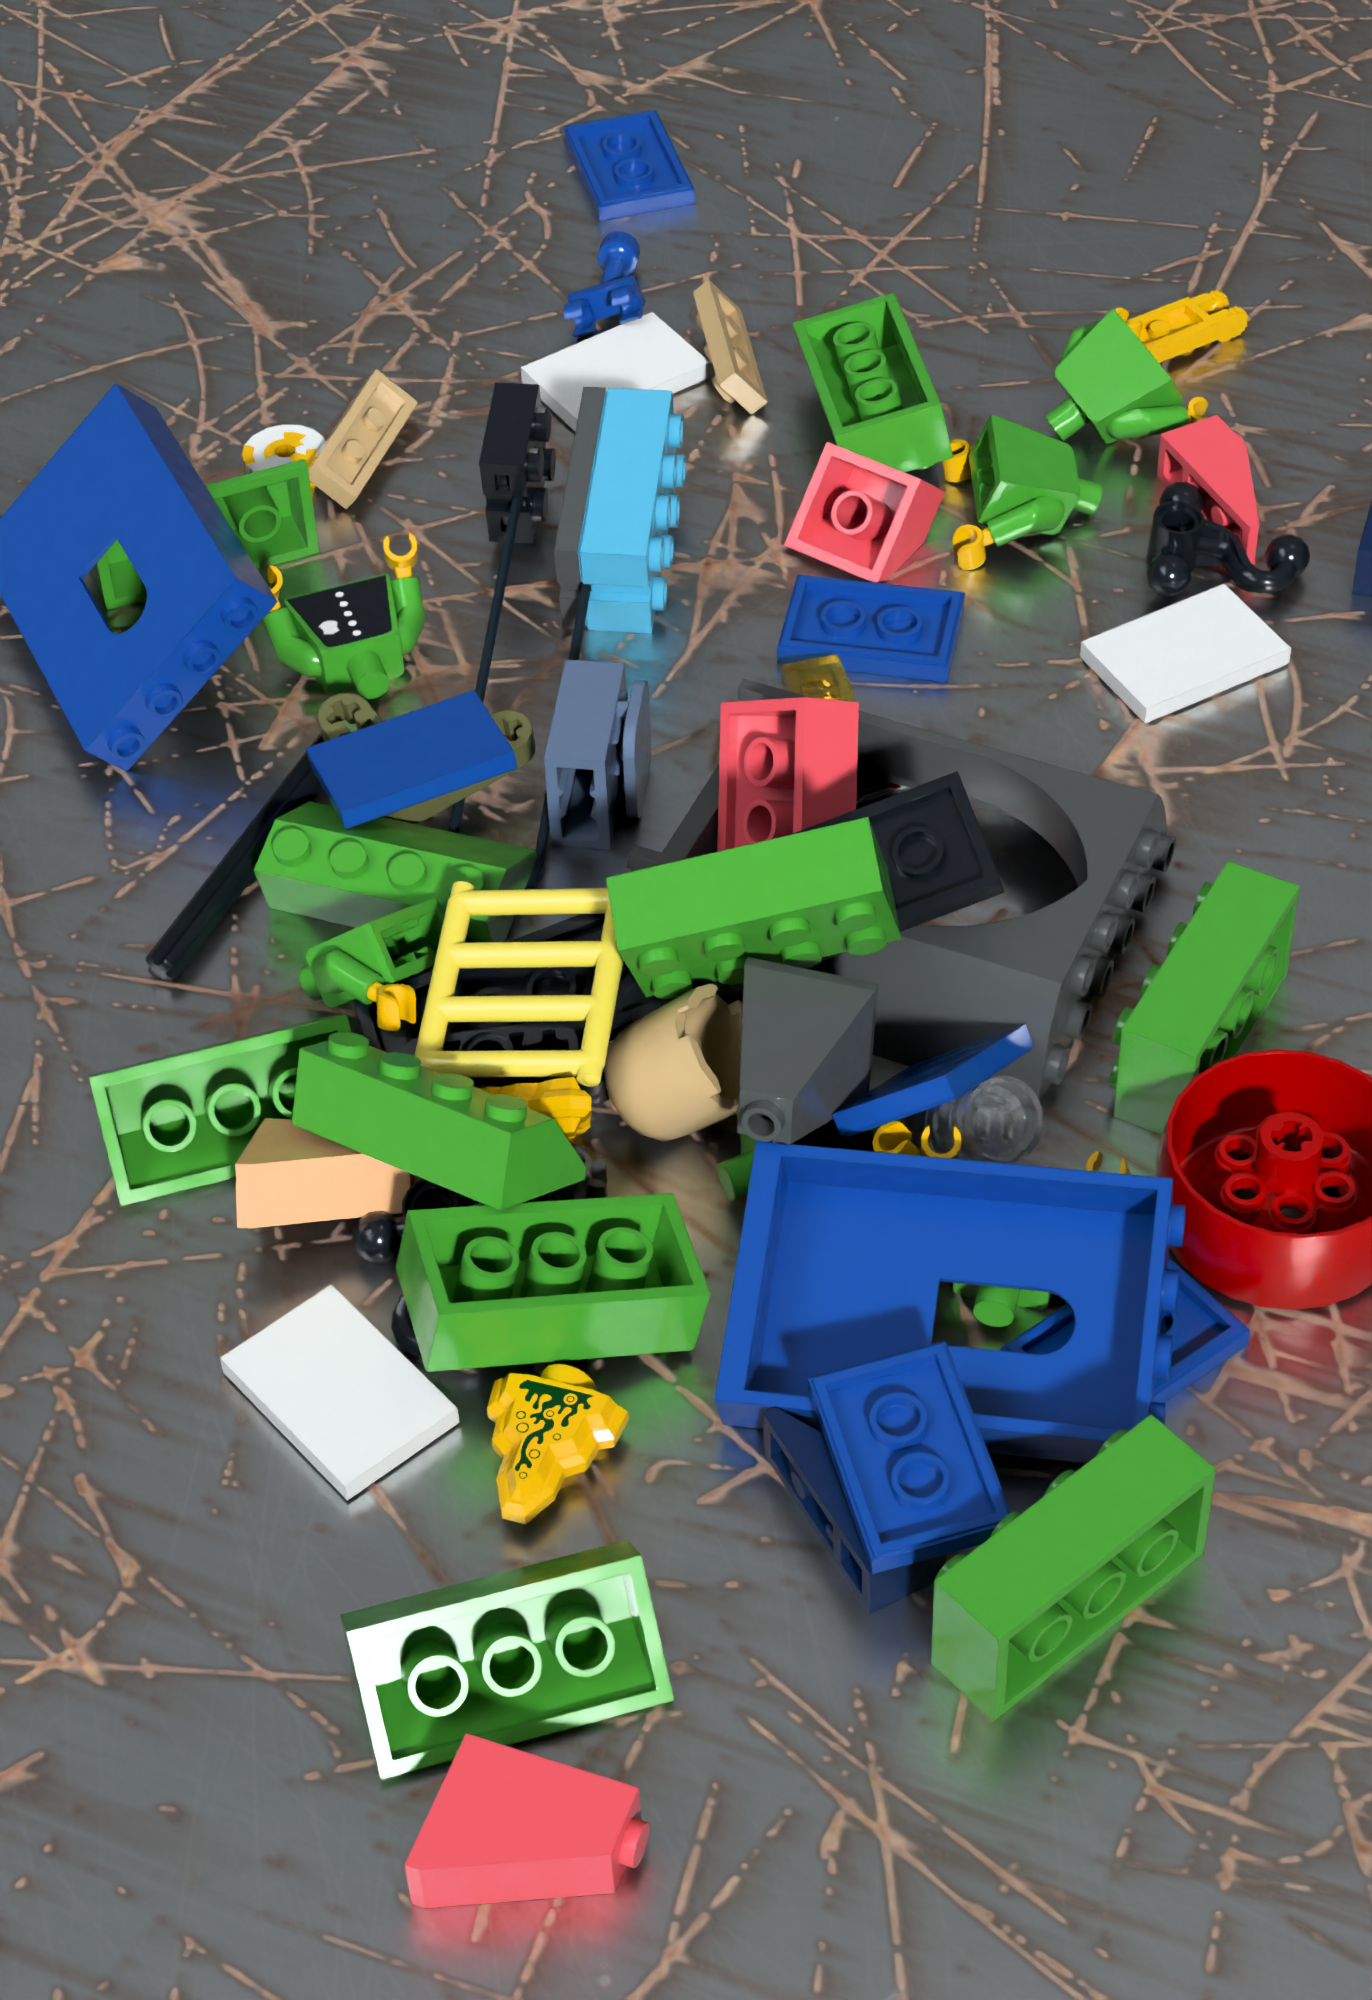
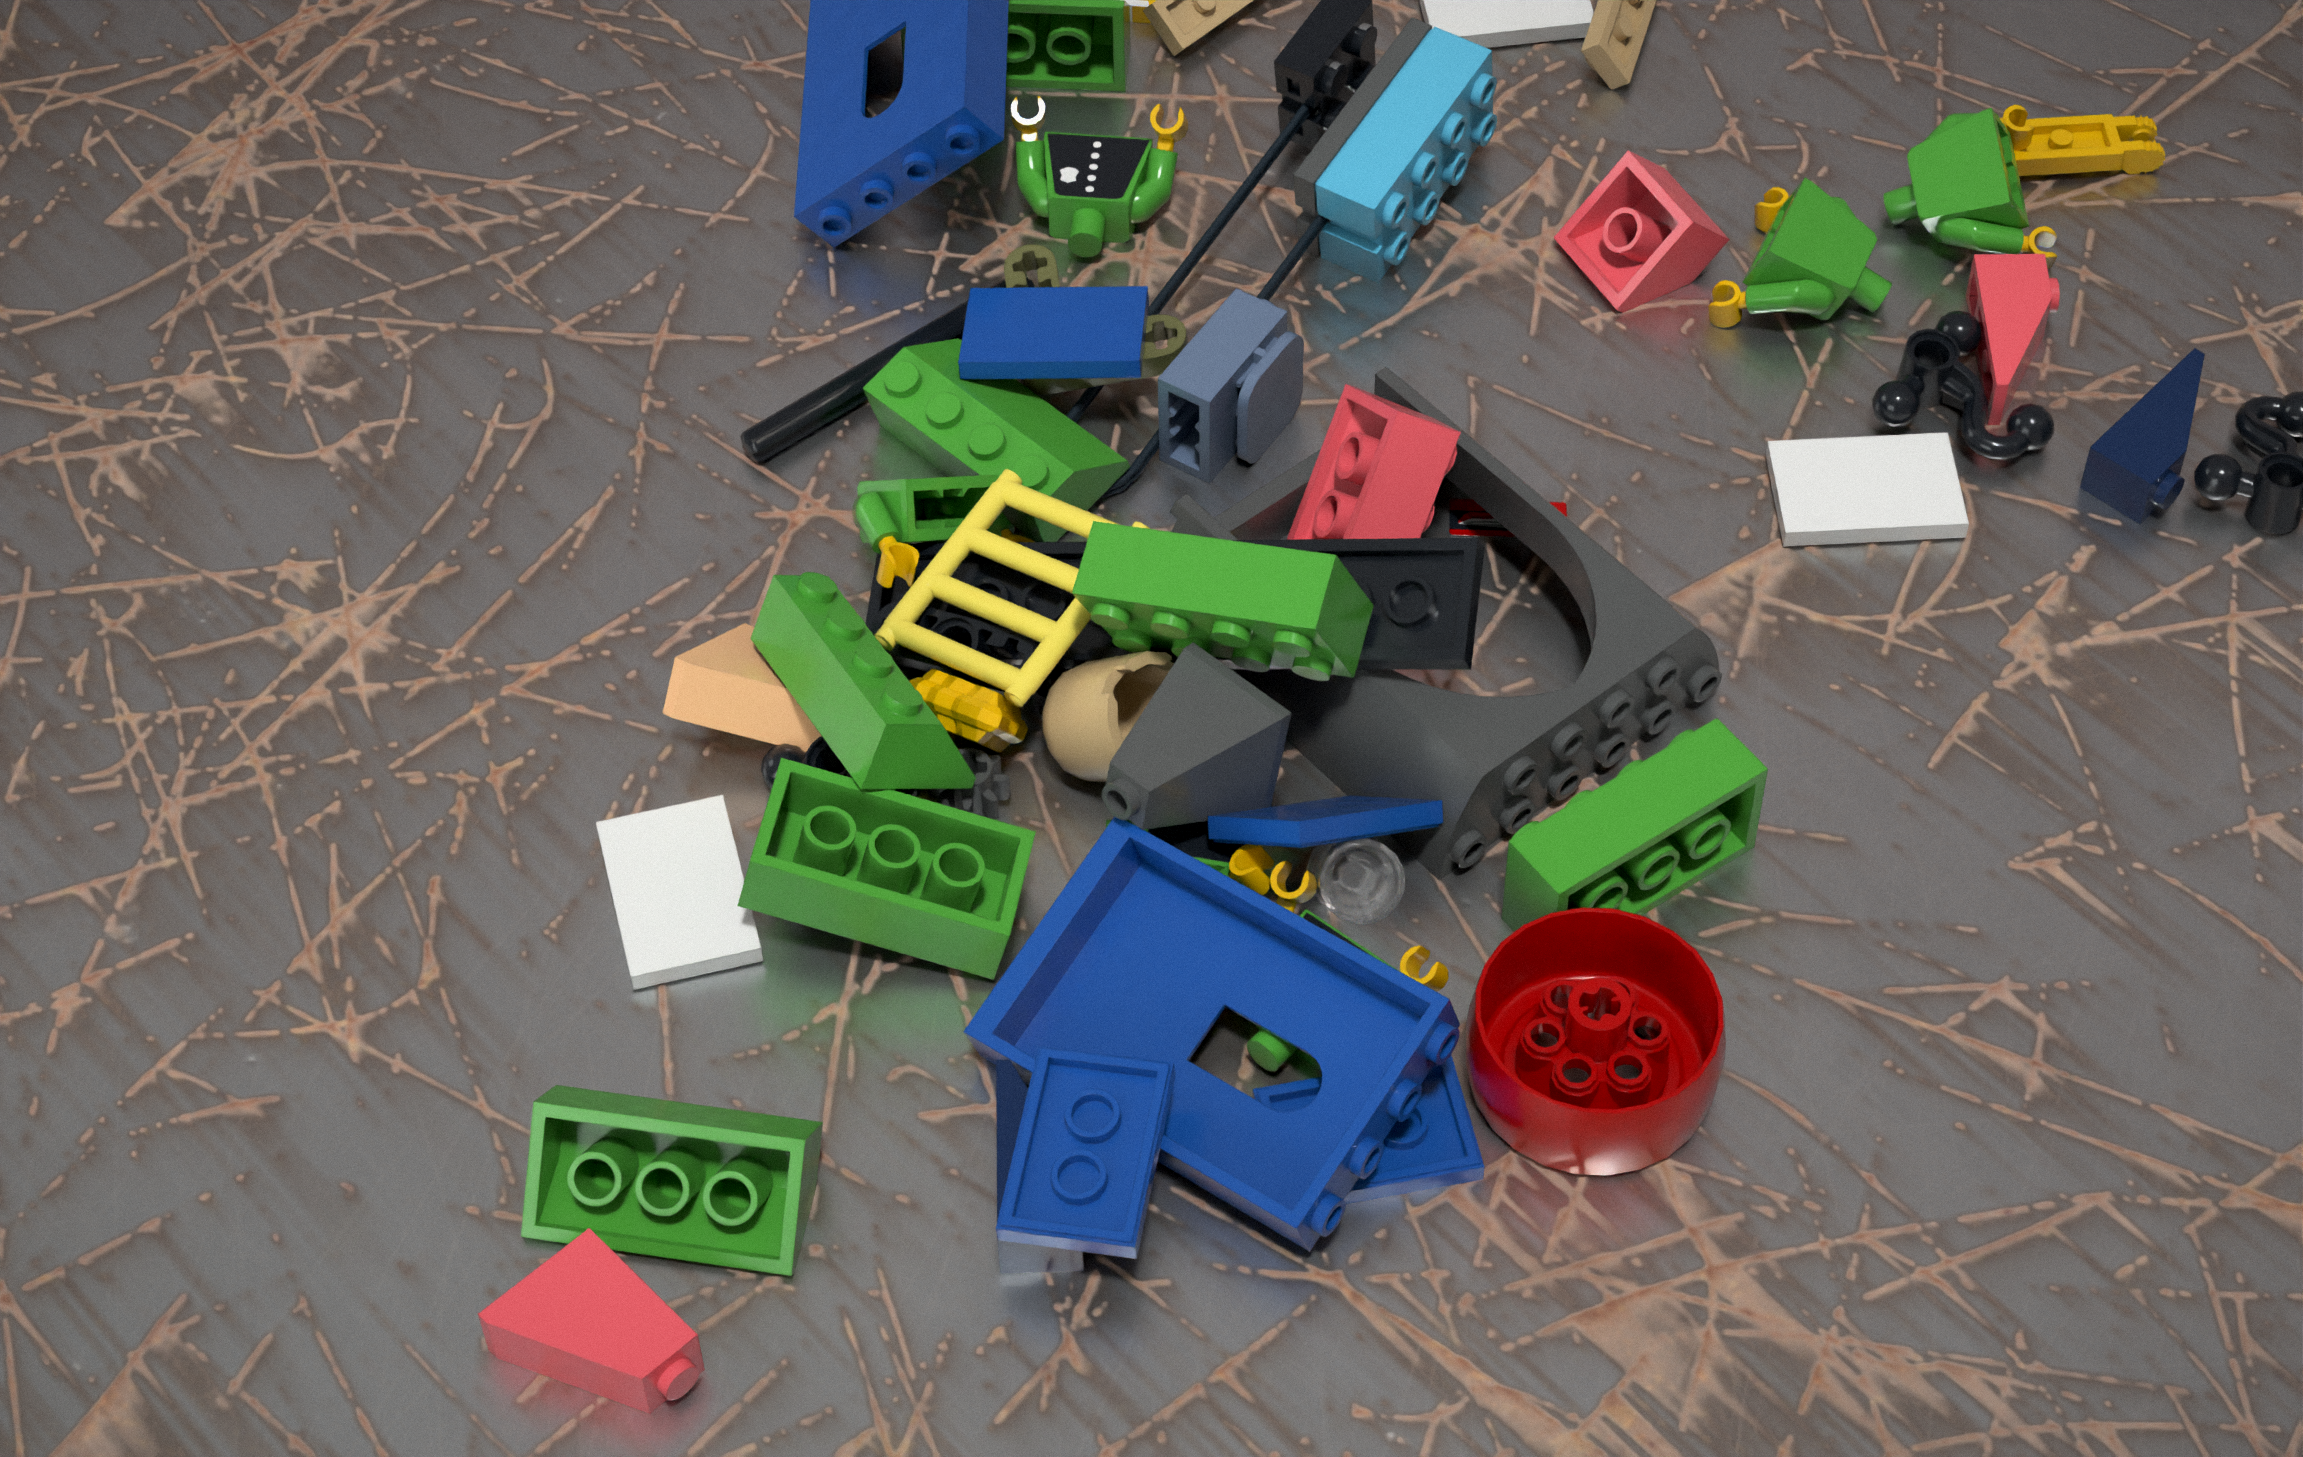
camera: 25 degrees right, 5 degrees up
(195, 1111) = (688, 587): bright green slope -> none
(547, 1433) = (818, 1003): yellow rock -> none
(818, 678) = (1488, 394): clear yellow plate -> none
(873, 627) = (1582, 353): blue tile -> none
(875, 384) = (1725, 104): bright green slope -> none
(1070, 1565) = (1171, 1306): bright green brick -> none

